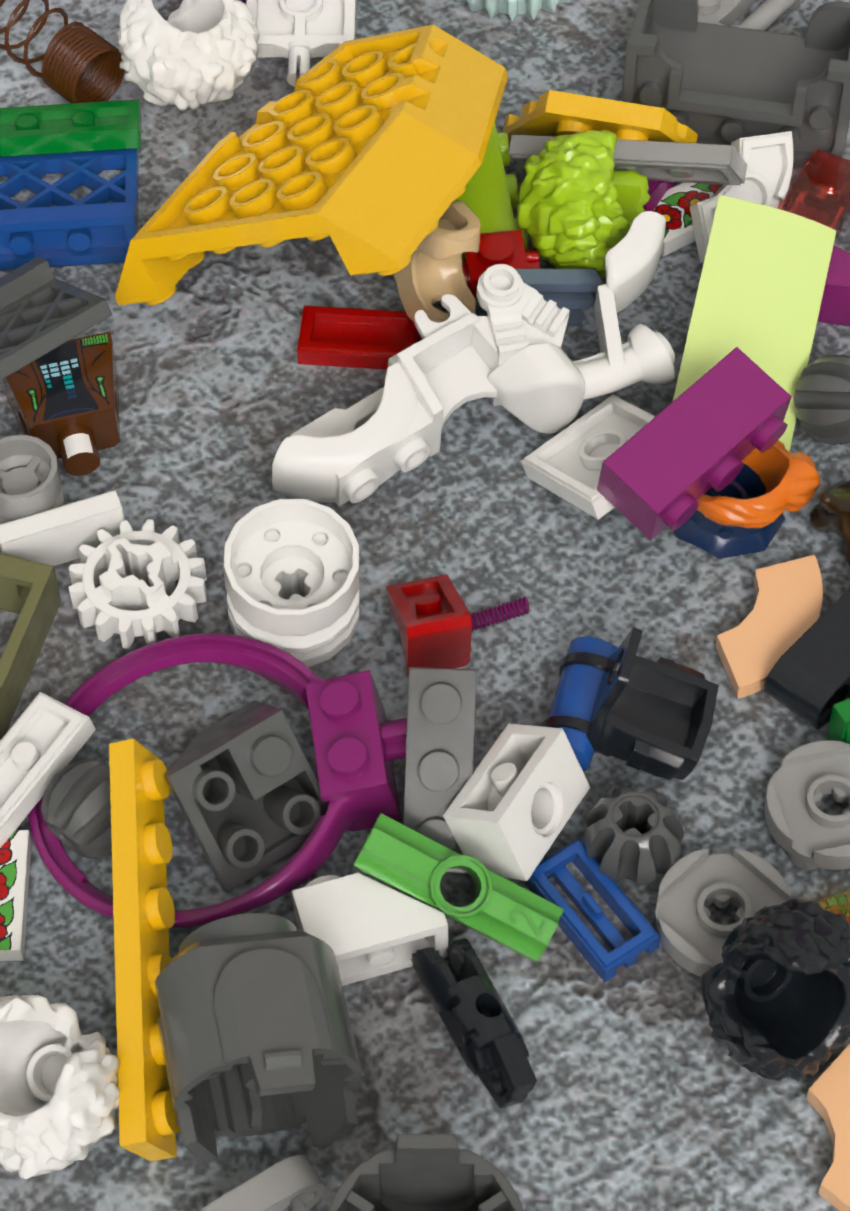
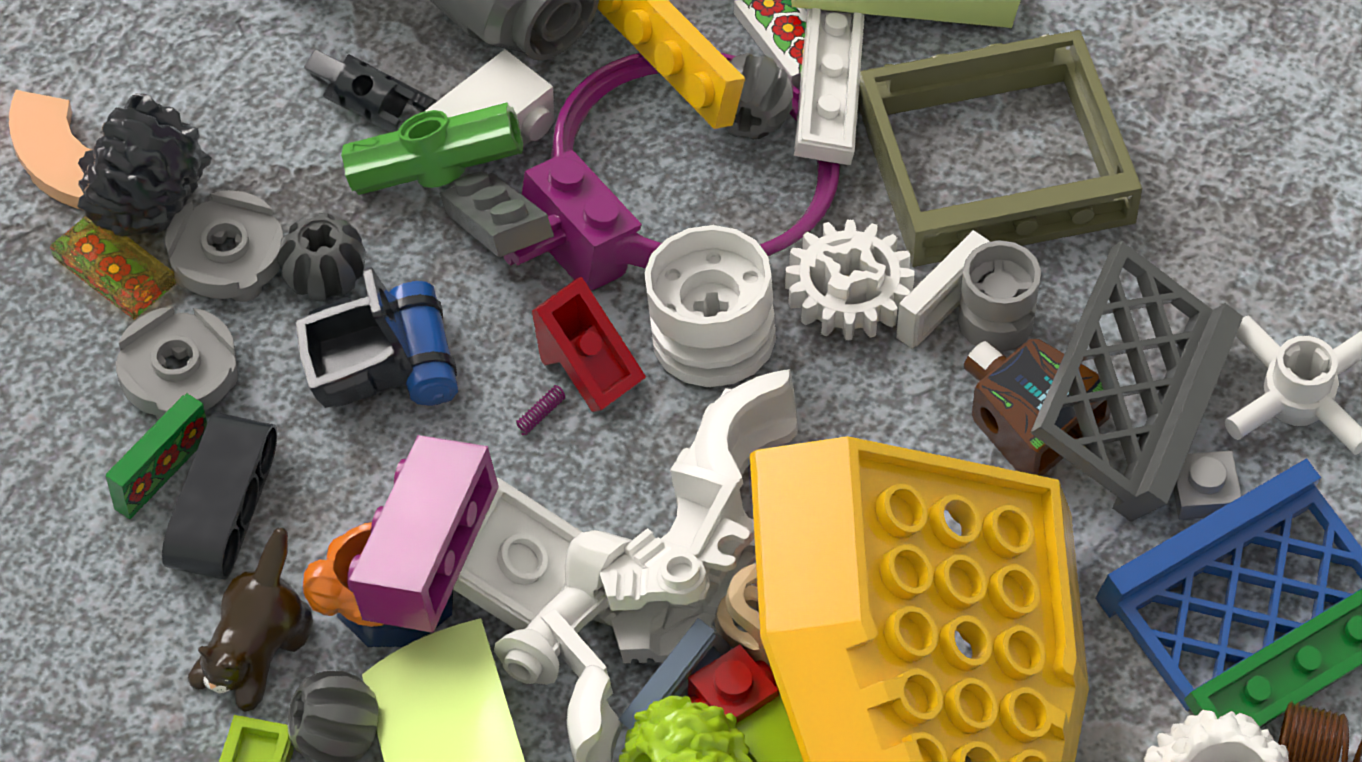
camera: 150 degrees right, 0 degrees up
(247, 792) = (653, 157): dark grey slope -> none
(518, 800) = (423, 222): white brick -> none
(622, 951) = (290, 208): blue tile -> none
(785, 608) = (293, 496): light nougat tile -> none

